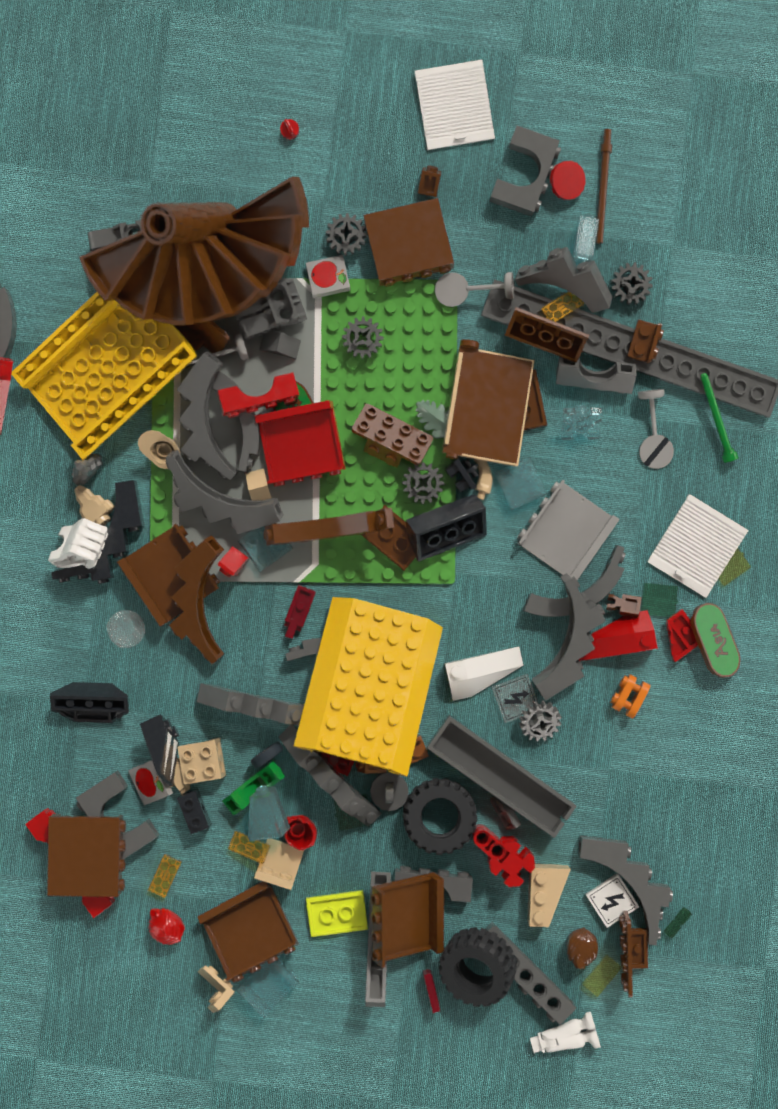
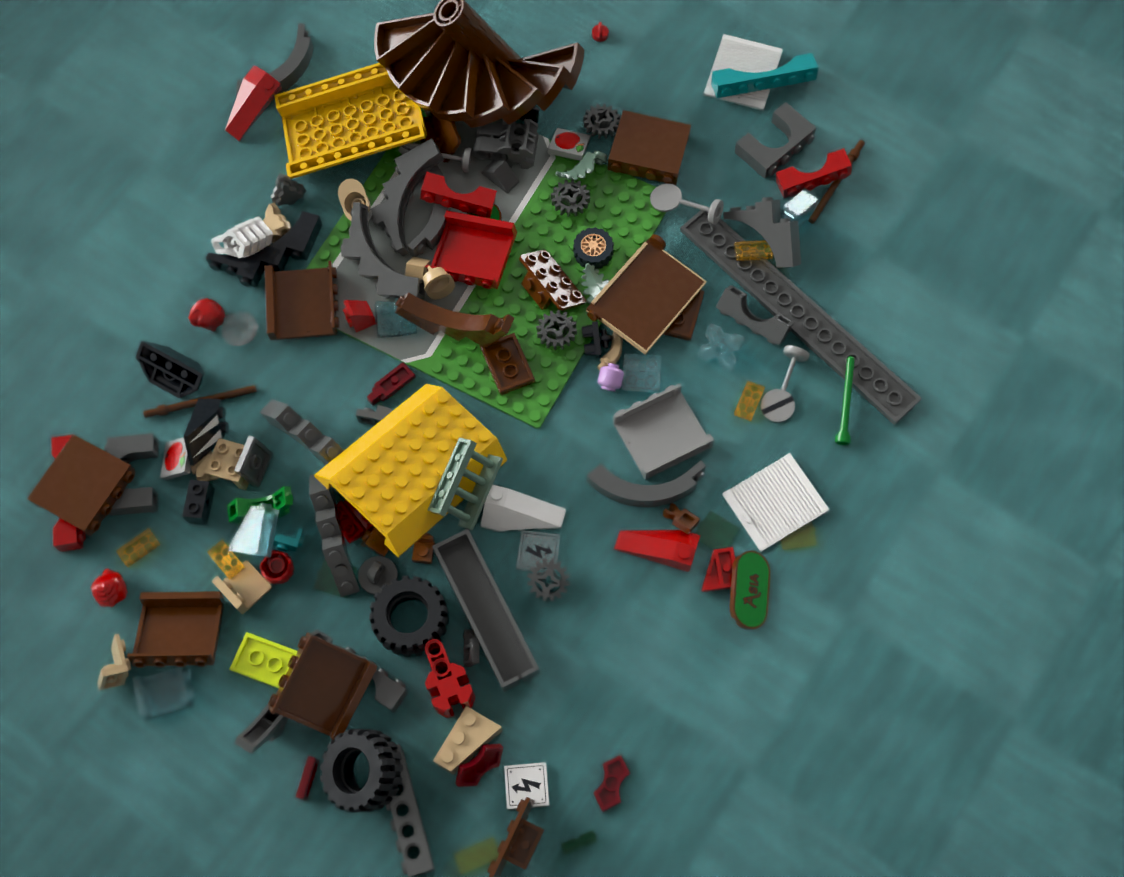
camera: 30 degrees right, 20 degrees down
(88, 633) = (206, 314): none -> red hair
(106, 741) = (164, 409): none -> reddish brown bar
(189, 598) = (306, 323): reddish brown arch -> none
(222, 751) = (253, 461): none -> dark grey tile
(267, 754) = (297, 483): black bush -> none
(288, 494) = (438, 283): none -> tan piece
(294, 807) = (287, 543): none -> teal bracket
(358, 298) = (585, 166): none -> sand green plant
(412, 380) = (593, 247): none -> black wheel
(416, 680) = (452, 476): none -> sand green fence
(429, 181) = (692, 113): reddish brown bracket -> none
(447, 527) = (557, 374): black slope -> none
(451, 128) = (732, 82): none -> teal arch
(496, 504) = (610, 377): none -> lavender head
(546, 334) = (727, 258): reddish brown slope -> none
(563, 210) = (793, 181): none -> red arch
(564, 914) = (472, 771): none -> dark red tile
(566, 667) = (597, 544): dark grey arch -> none
(567, 180) = (808, 158): red tile -> none
(581, 947) = (471, 813): reddish brown hair -> none
(620, 699) = (646, 590): orange brick -> none
(628, 459) = (749, 400): none -> clear yellow tile
(638, 283) = (826, 262): dark grey gear -> none
(644, 341) = (811, 308): reddish brown bracket -> none
(651, 895) = (566, 799): dark grey arch -> none
(680, 869) = (608, 793): none -> dark red tile

